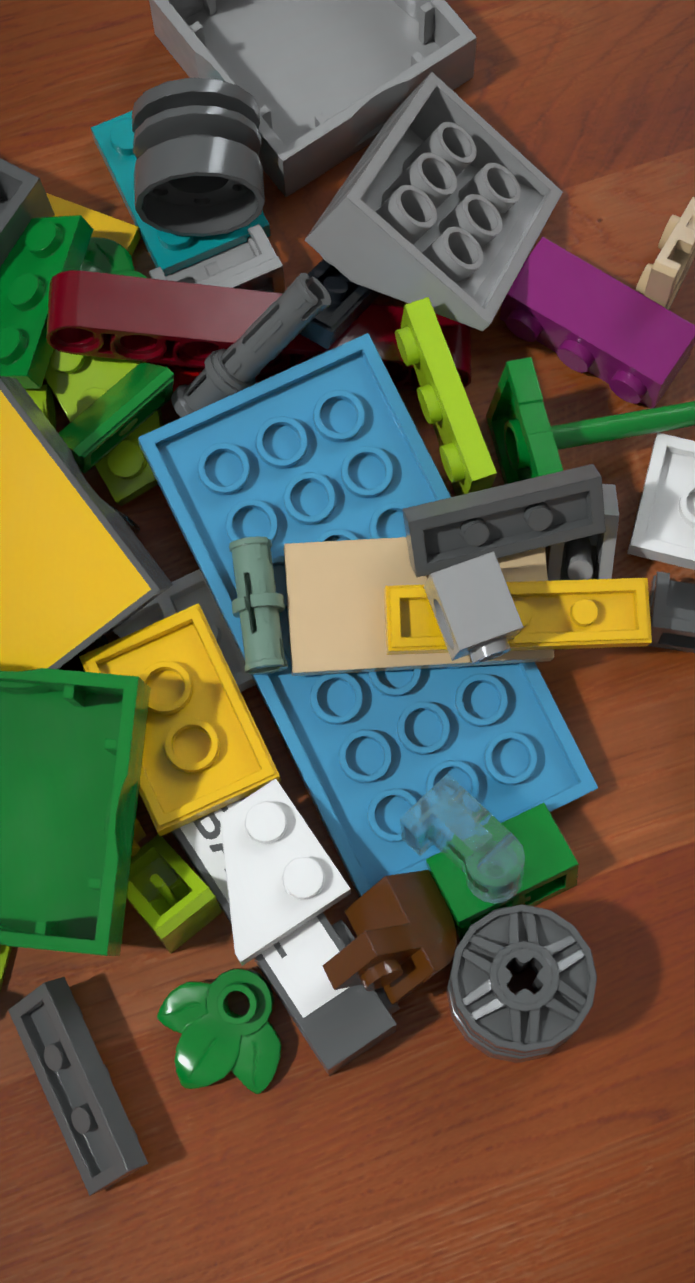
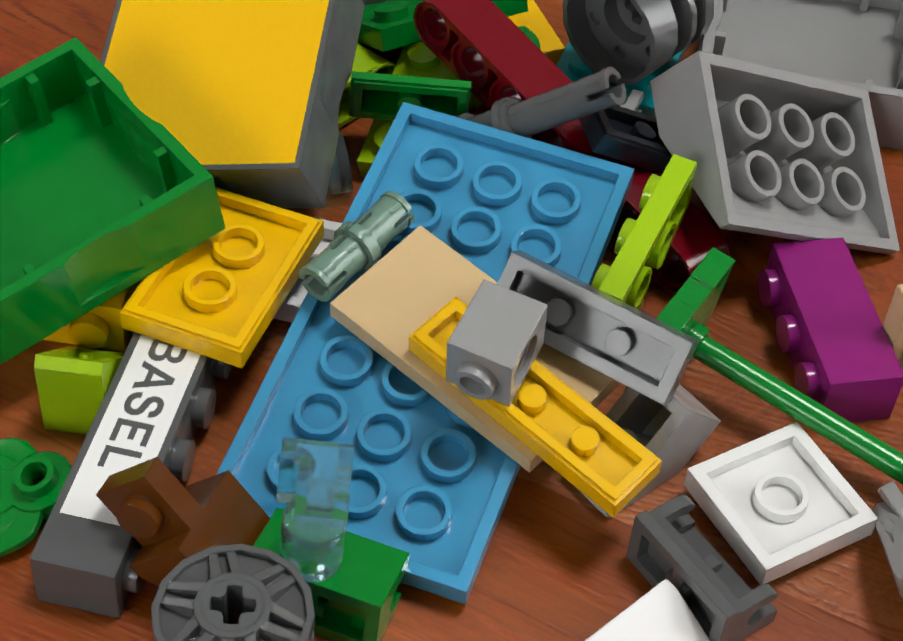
camera: 40 degrees right, 25 degrees down
(274, 871) = (159, 406): white wing -> none

